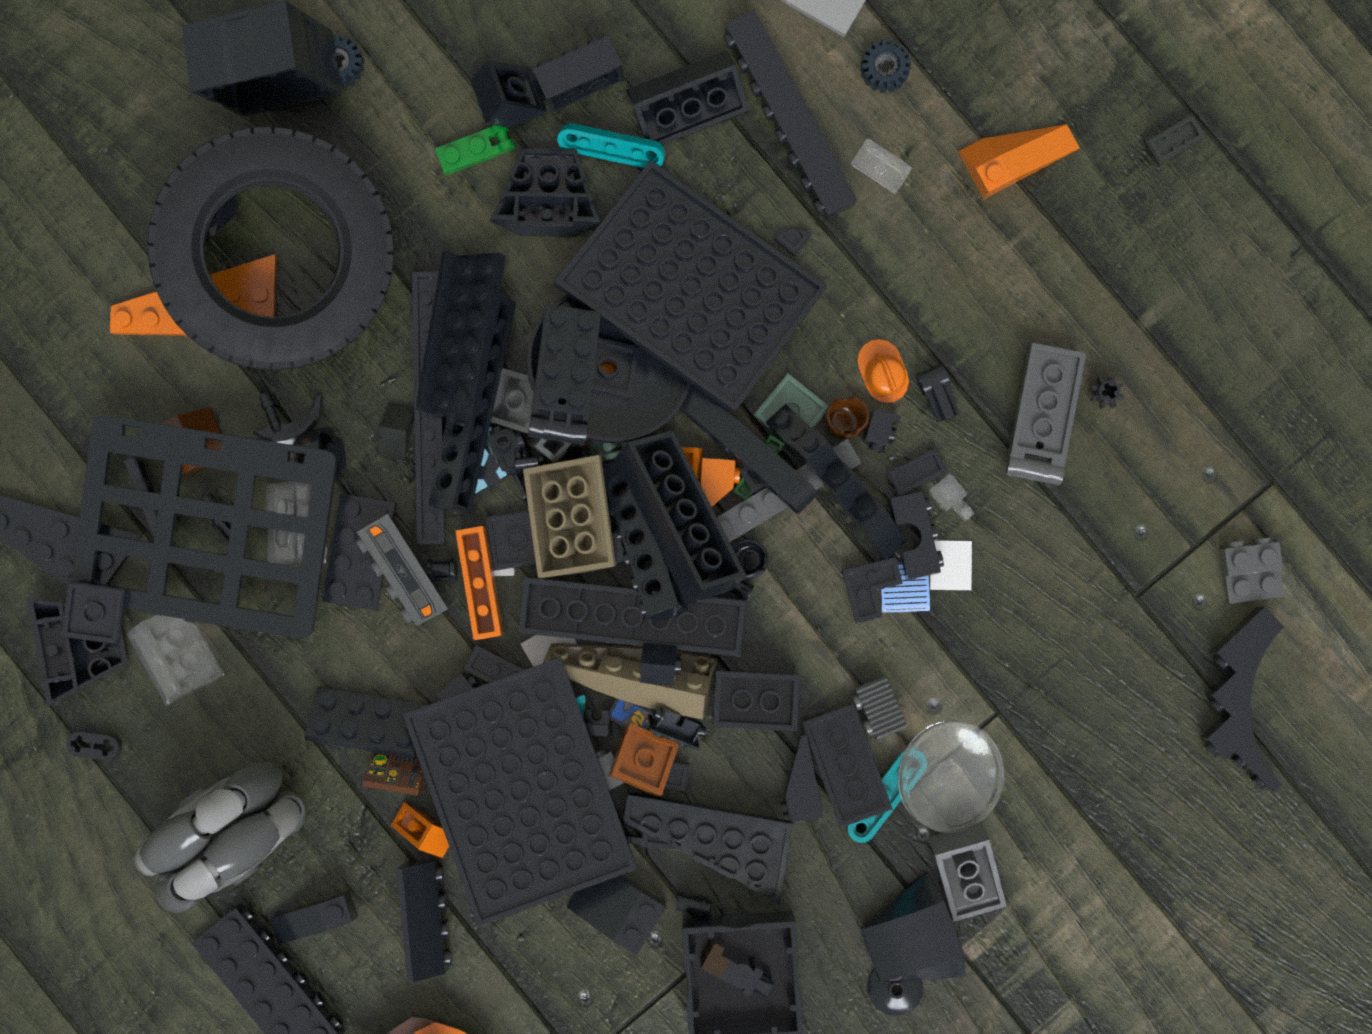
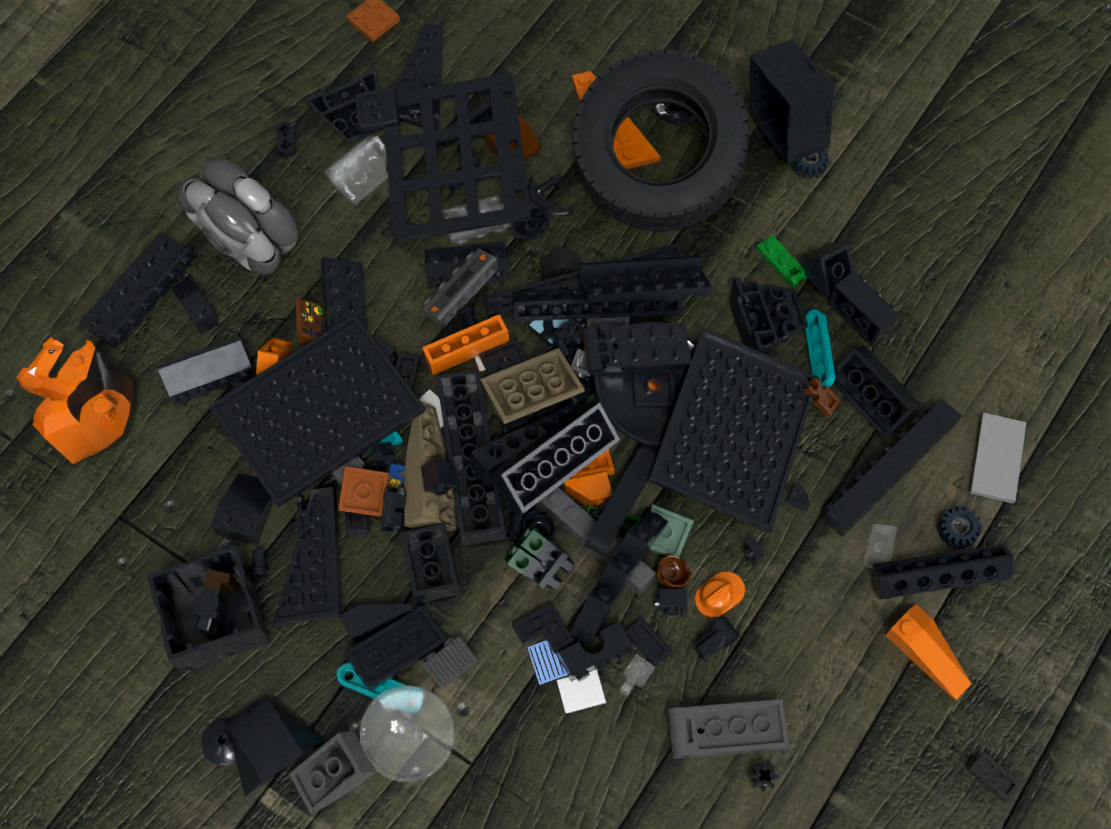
camera: 70 degrees right, 20 degrees down
(679, 163) = (824, 397): none -> reddish brown plate
(788, 571) = (544, 564): none -> hips
(847, 316) = (753, 552): none -> black plate
(935, 107) = (942, 571): none -> black brick

